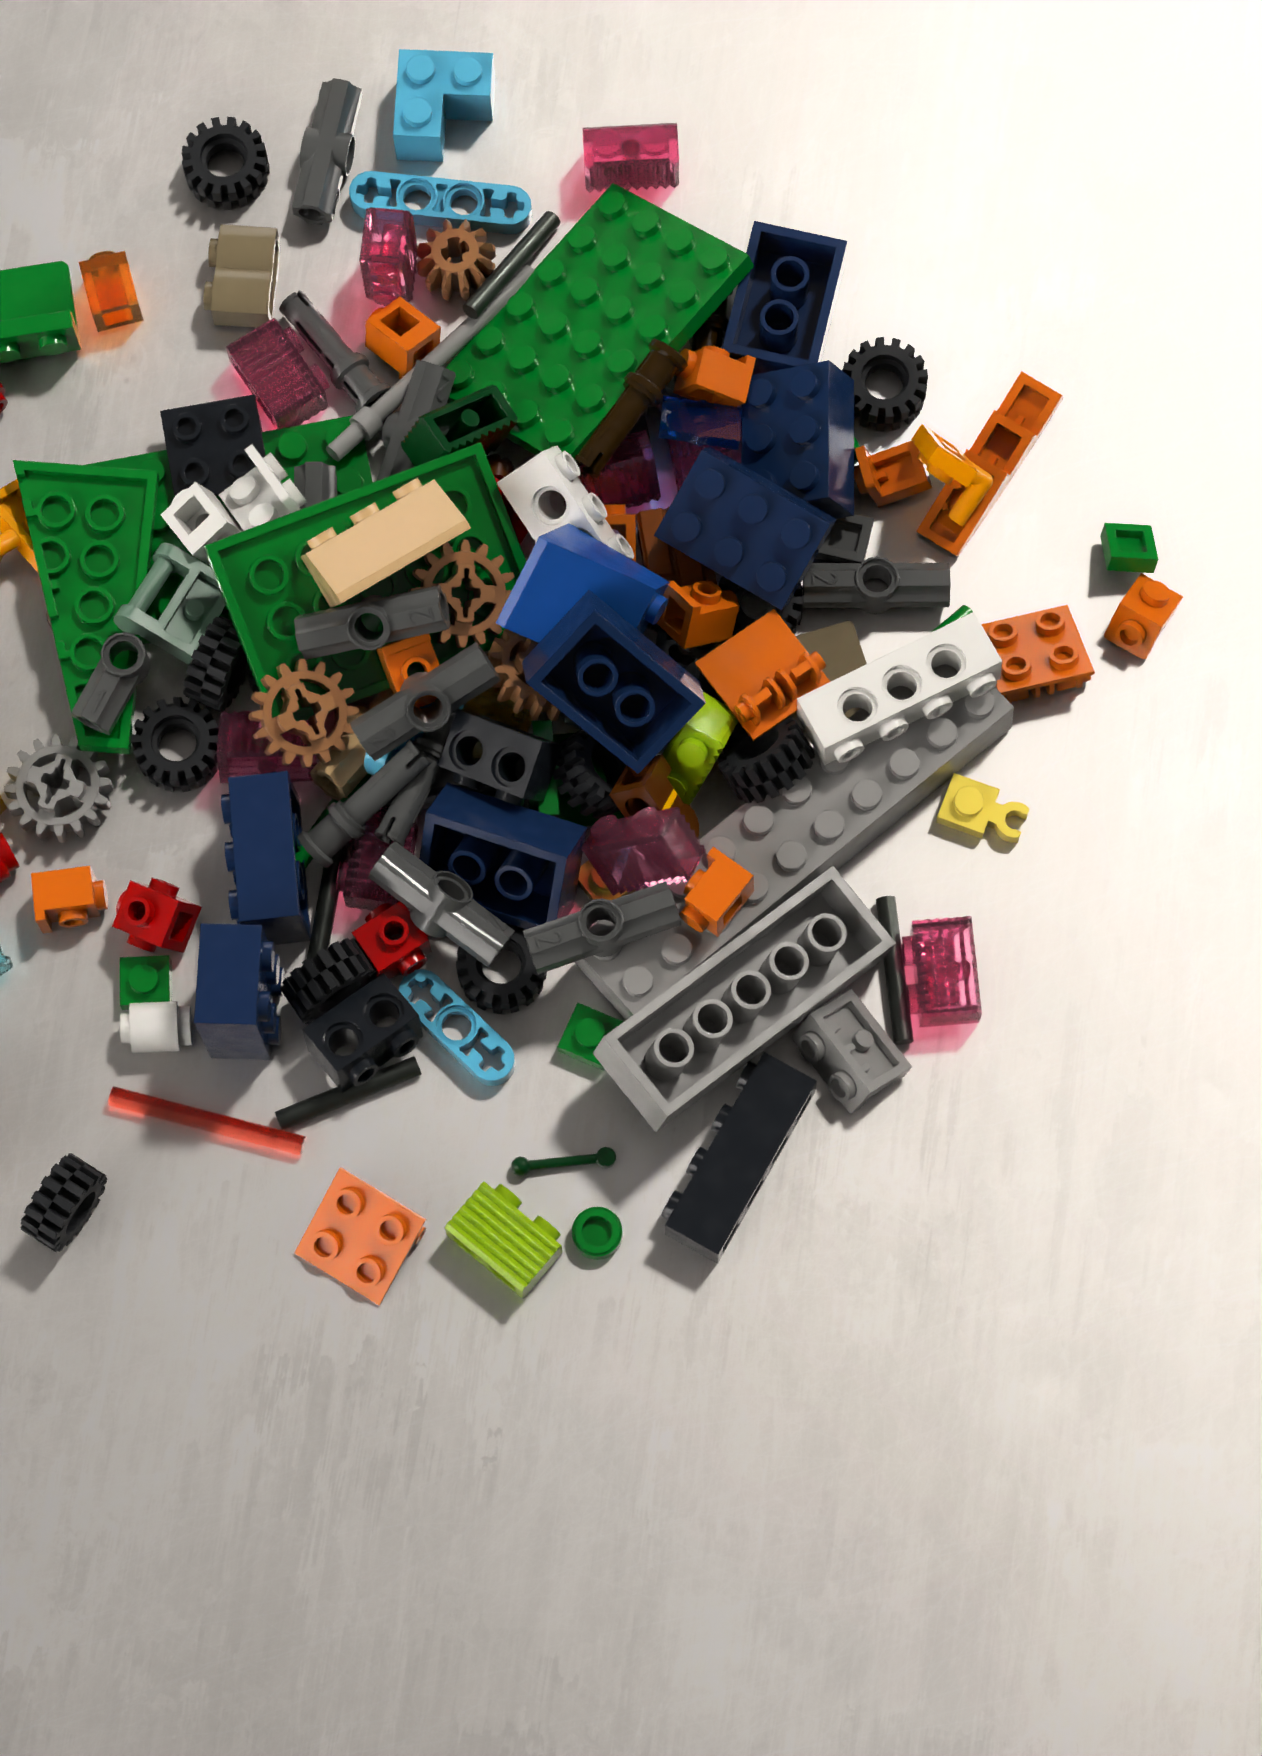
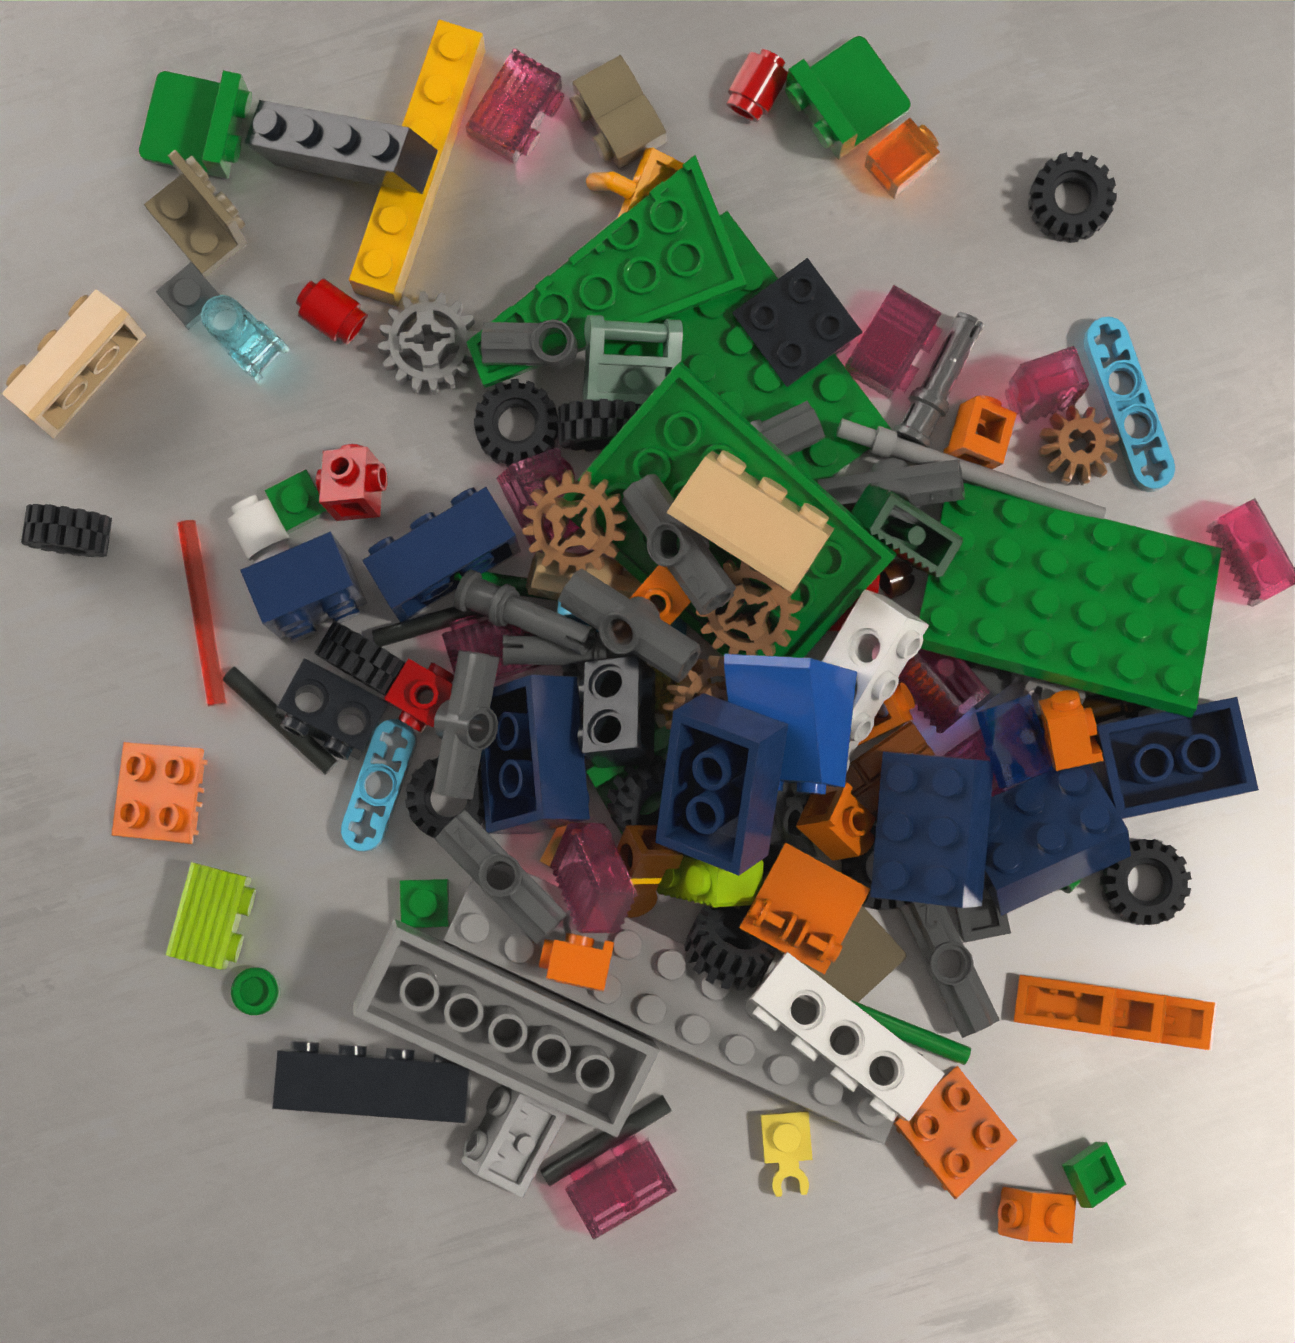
camera: 60 degrees right, 10 degrees up
(67, 897) = (336, 399): orange brick -> none
(199, 519) = (709, 336): white brick -> none
(243, 275) = (972, 266): dark tan brick -> none
(261, 494) = (763, 386): white bracket -> none
(327, 151) = (1127, 281): dark grey piece -> none
(439, 88) = (1232, 346): medium azure brick -> none
(511, 265) = (1097, 496): pearl dark grey bar -> none
(604, 1158) = (324, 966): dark green hinge -> none
(641, 390) = (1016, 675): dark brown pin -> none
(891, 473) = (1063, 928): orange bracket -> none
(948, 463) = (1084, 983): light orange plate -> none

